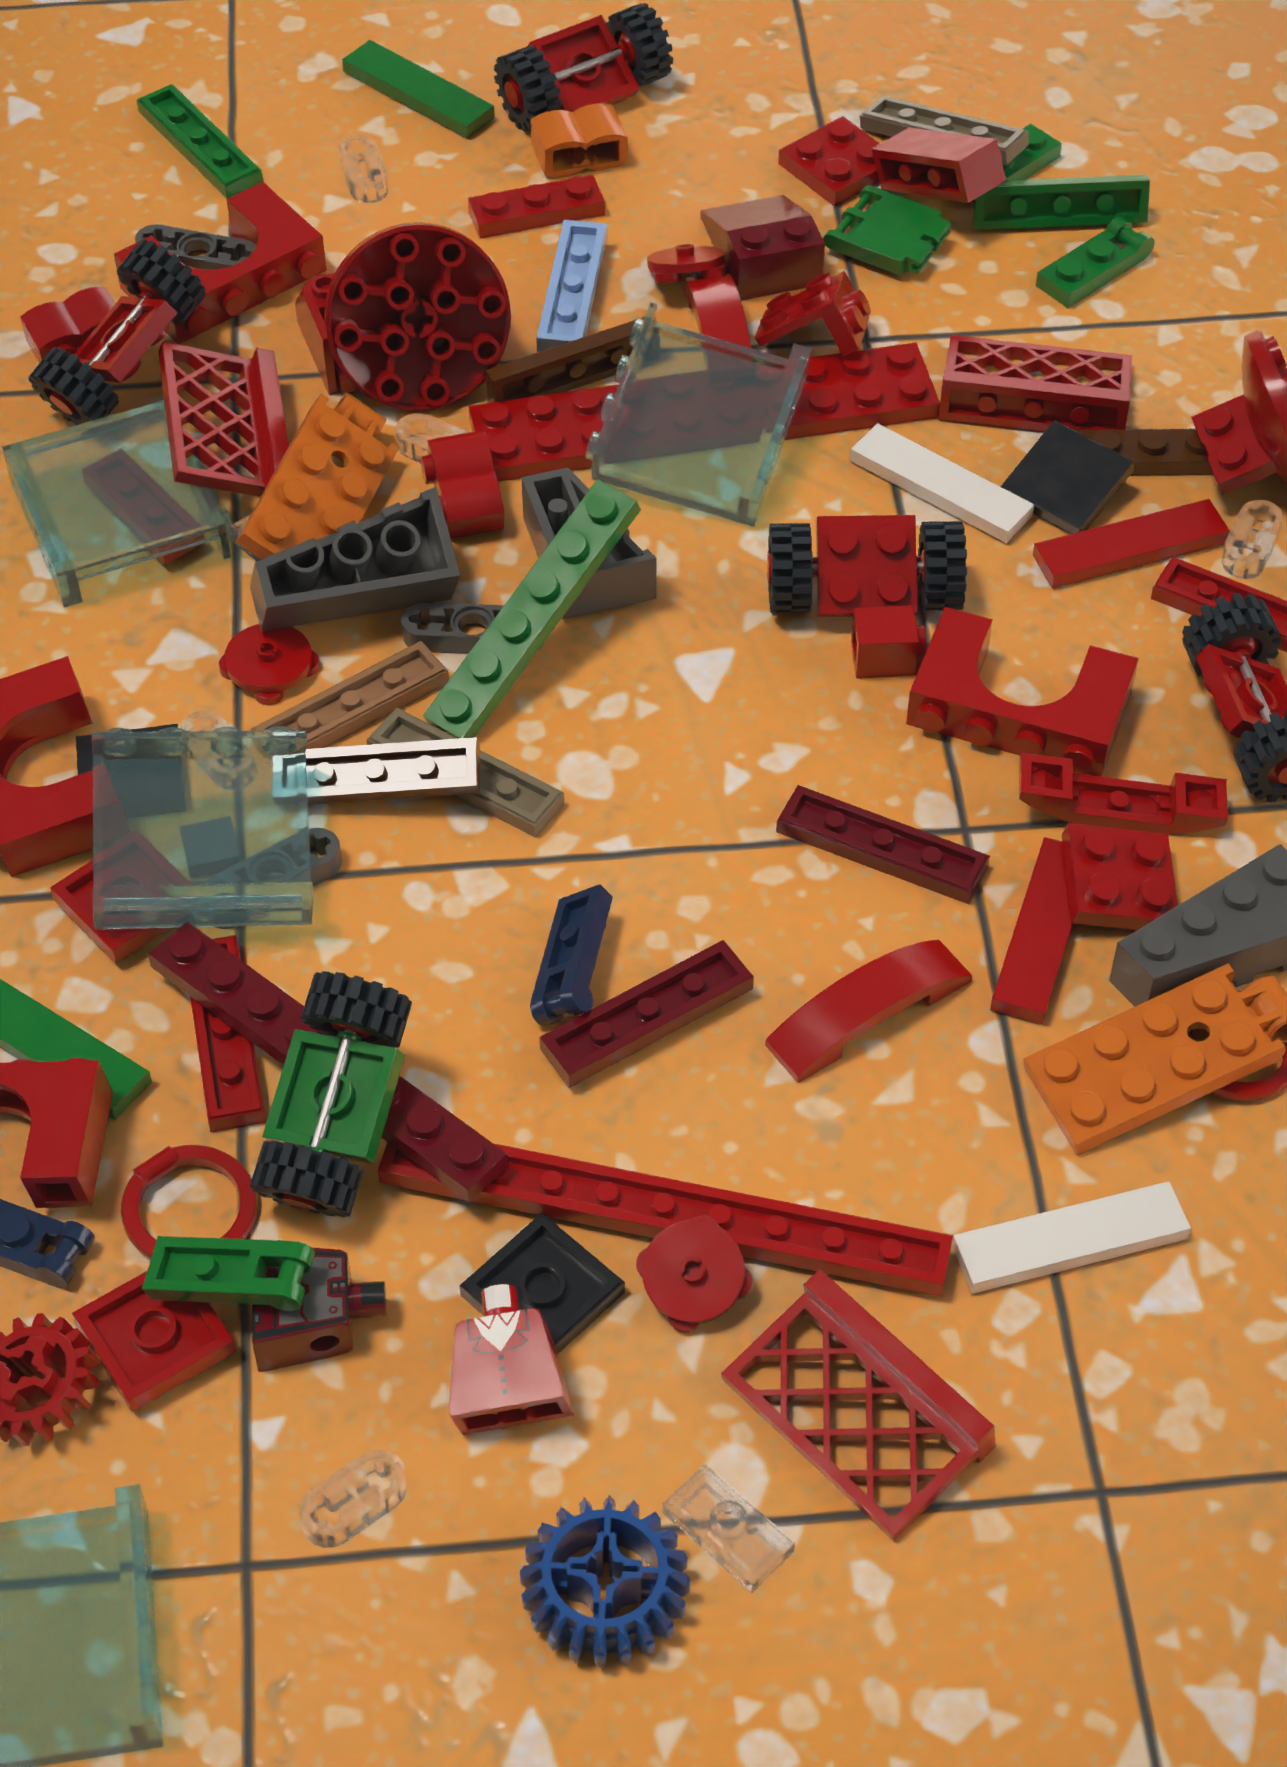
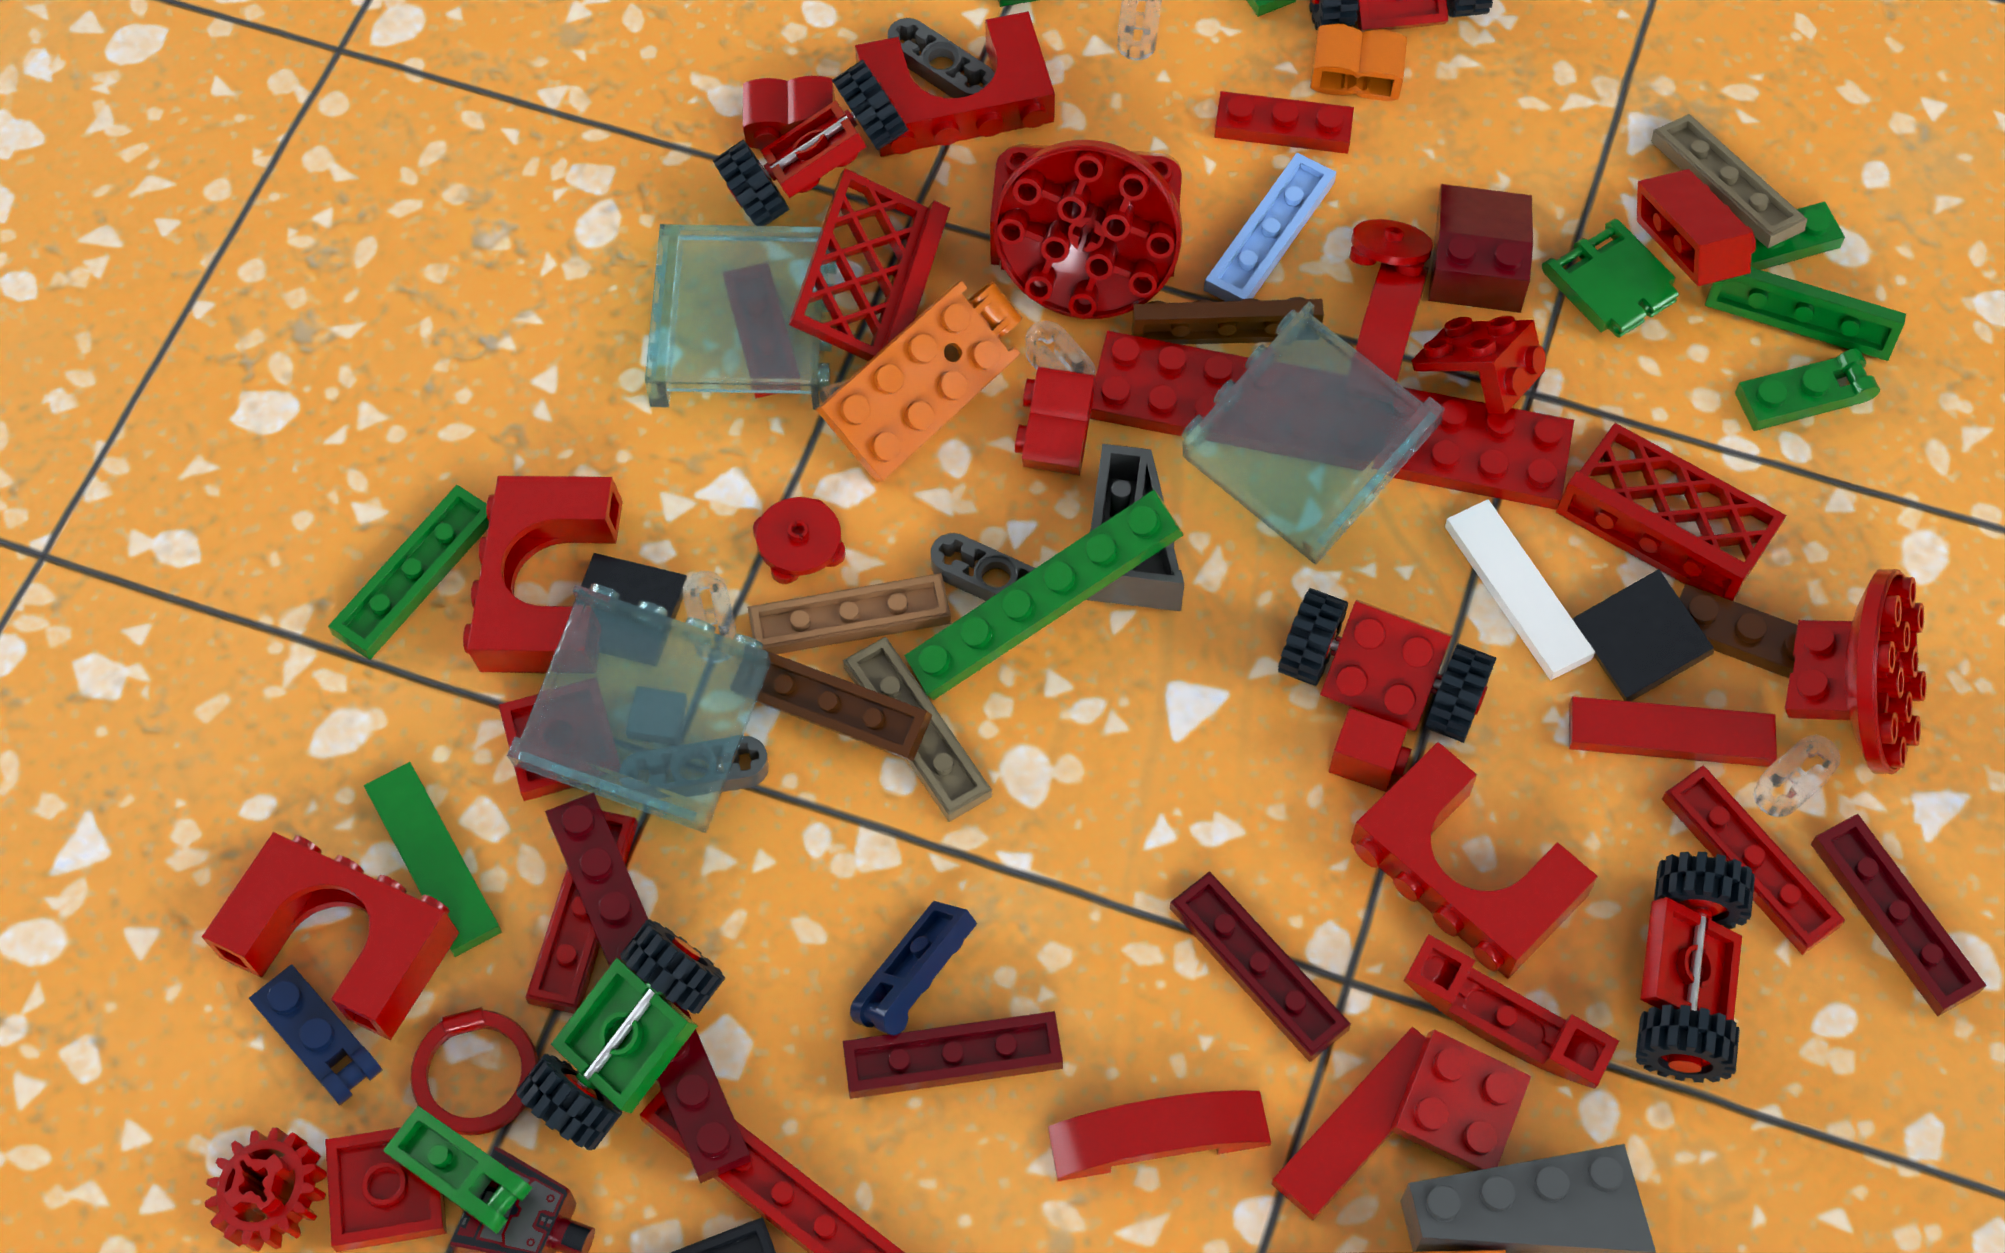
camera: 25 degrees right, 10 degrees up
(360, 568) = (926, 483): dark grey wedge -> none
(832, 160) = (1602, 172): red plate -> none

